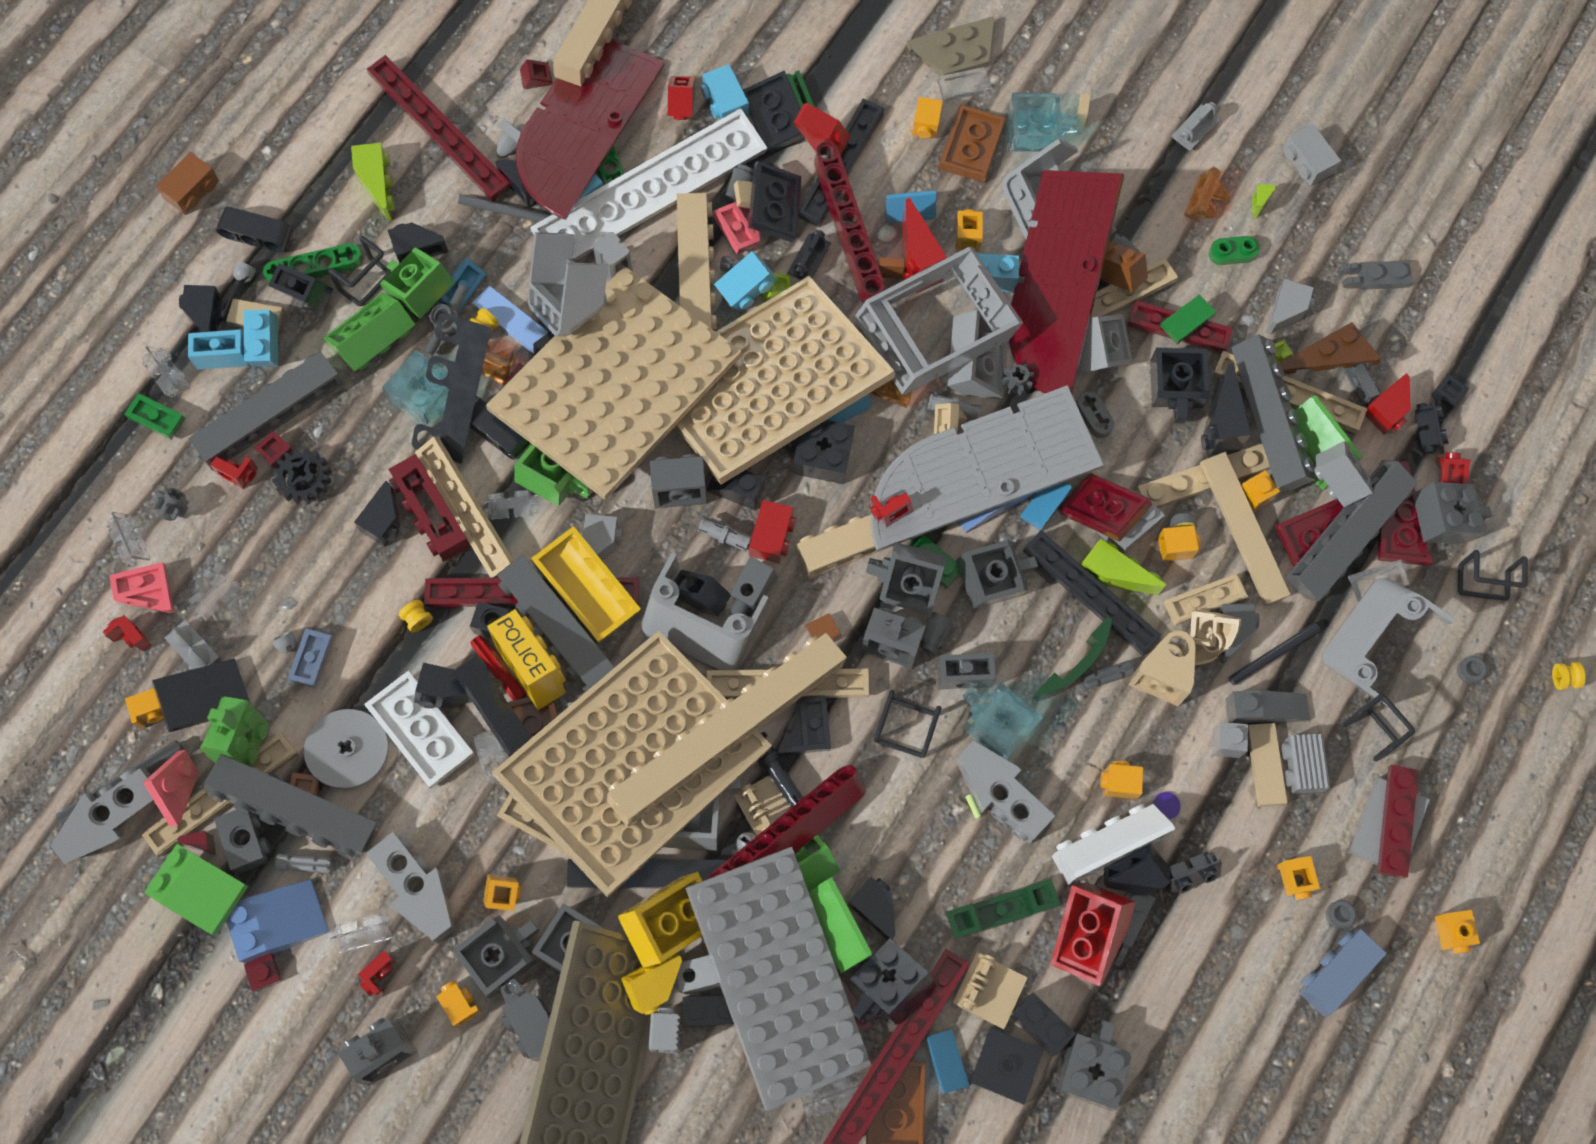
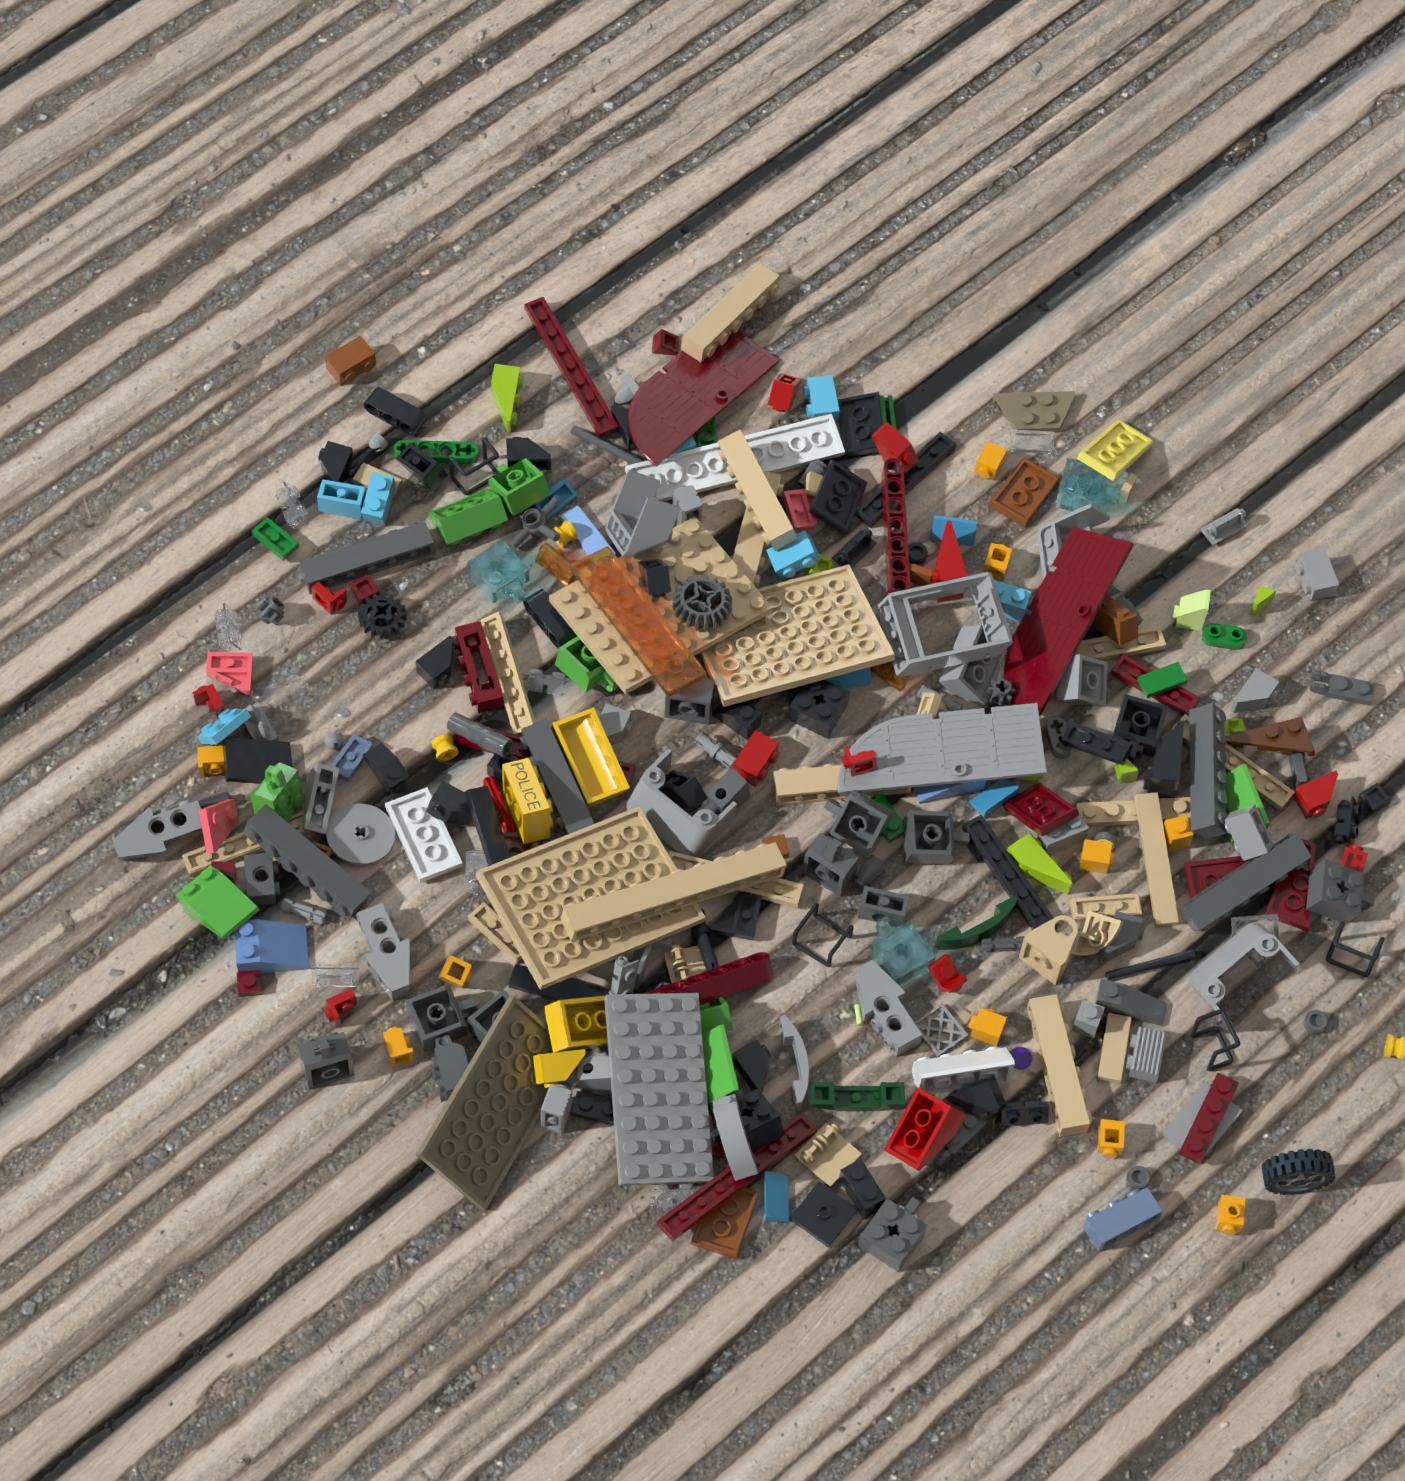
camera: 15 degrees right, 10 degrees down
(155, 655) = (225, 725): none -> medium azure plate
(285, 721) = (319, 797): none -> light grey slope
(352, 659) = (386, 767): none -> black slope
(451, 592) = (480, 734): none -> dark grey axle
(462, 382) = (534, 573): black piece -> none
(596, 410) = (638, 621): none -> clear orange plate
(601, 352) = (655, 577): none -> black slope
(667, 357) = (698, 610): none -> dark grey gear
(686, 218) = (757, 489): none -> tan brick
(699, 850) = (627, 975): none -> light grey hinge
(880, 242) = (917, 553): none -> black tile
(882, 1014) = (734, 1137): none -> light grey arch
(906, 856) = (789, 1037): none -> light grey slope
(1058, 71) = (1115, 449): none -> light yellow tile
(1059, 732) = (946, 974): none -> red bracket
(1086, 811) = (952, 1020): none -> light grey window
(1143, 412) = (1097, 743): none -> black plate
(1177, 432) = (1127, 772): none -> lime slope
(1196, 230) = (1192, 610): none -> yellowish green slope
(1207, 187) = (1217, 578): clear orange tile -> none
(1214, 805) = (1058, 1065): none -> tan brick
(1523, 863) = (1298, 1171): none -> black wheel

